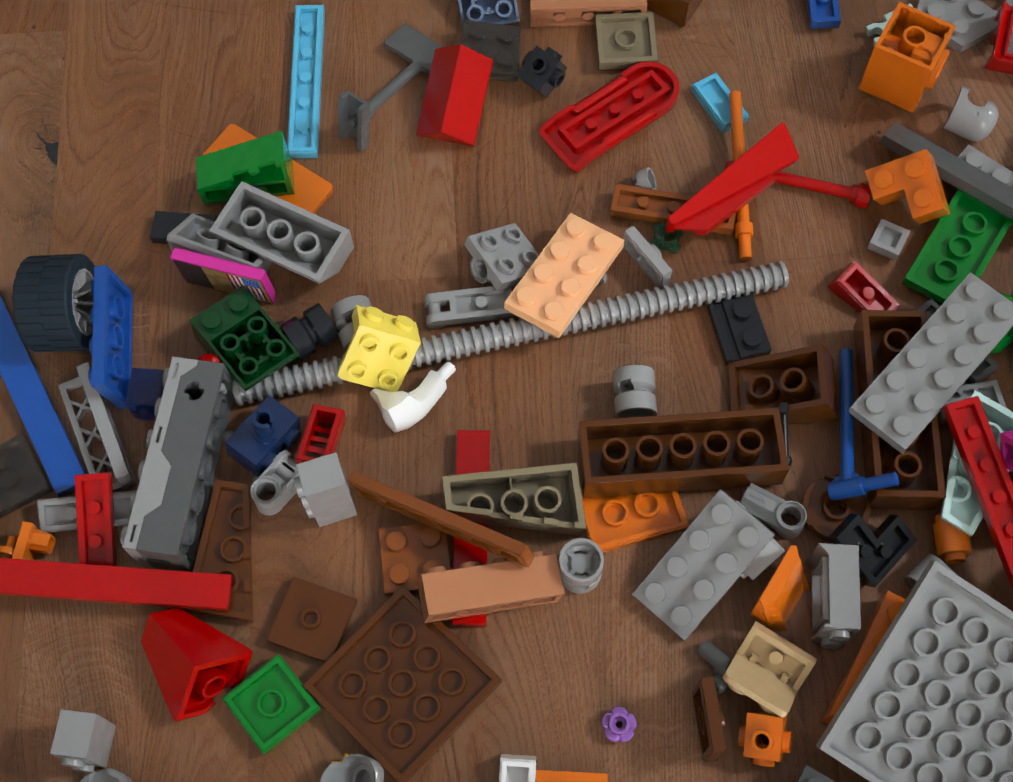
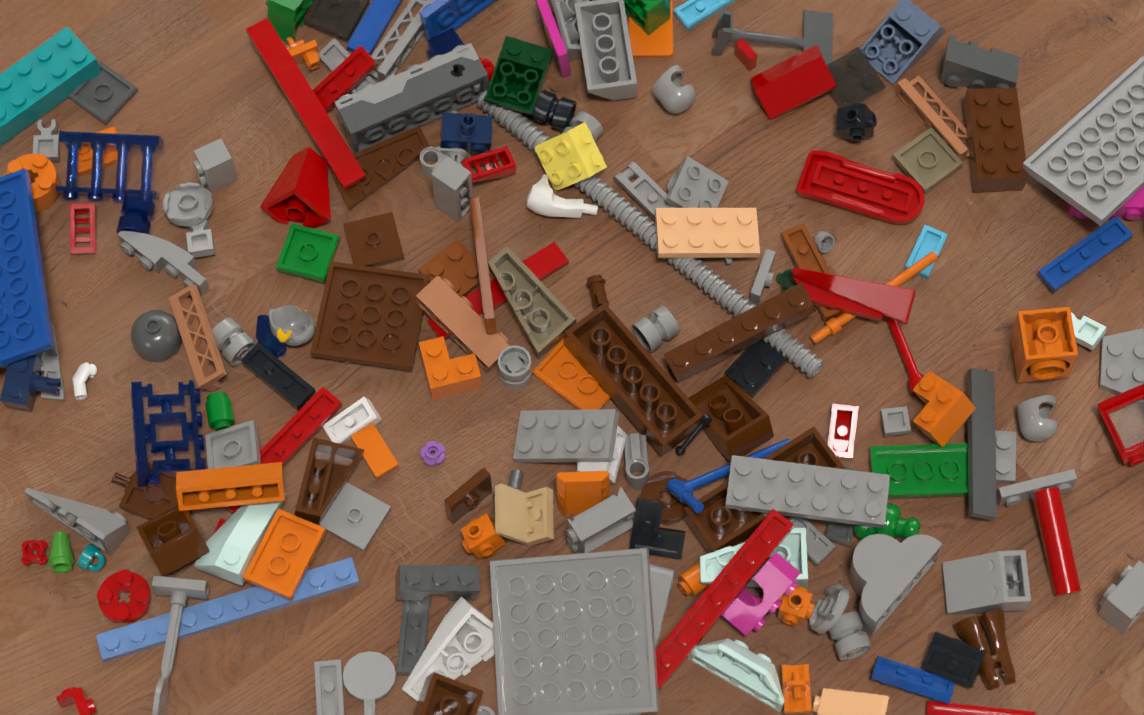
camera: 55 degrees right, 0 degrees up
(383, 211) = (671, 94): none -> light grey helmet
(390, 120) = (745, 54): none -> red tile
(530, 650) = (448, 375): none -> orange brick
(547, 424) = (597, 290): none -> reddish brown pin
(705, 313) = (740, 332): none -> reddish brown brick

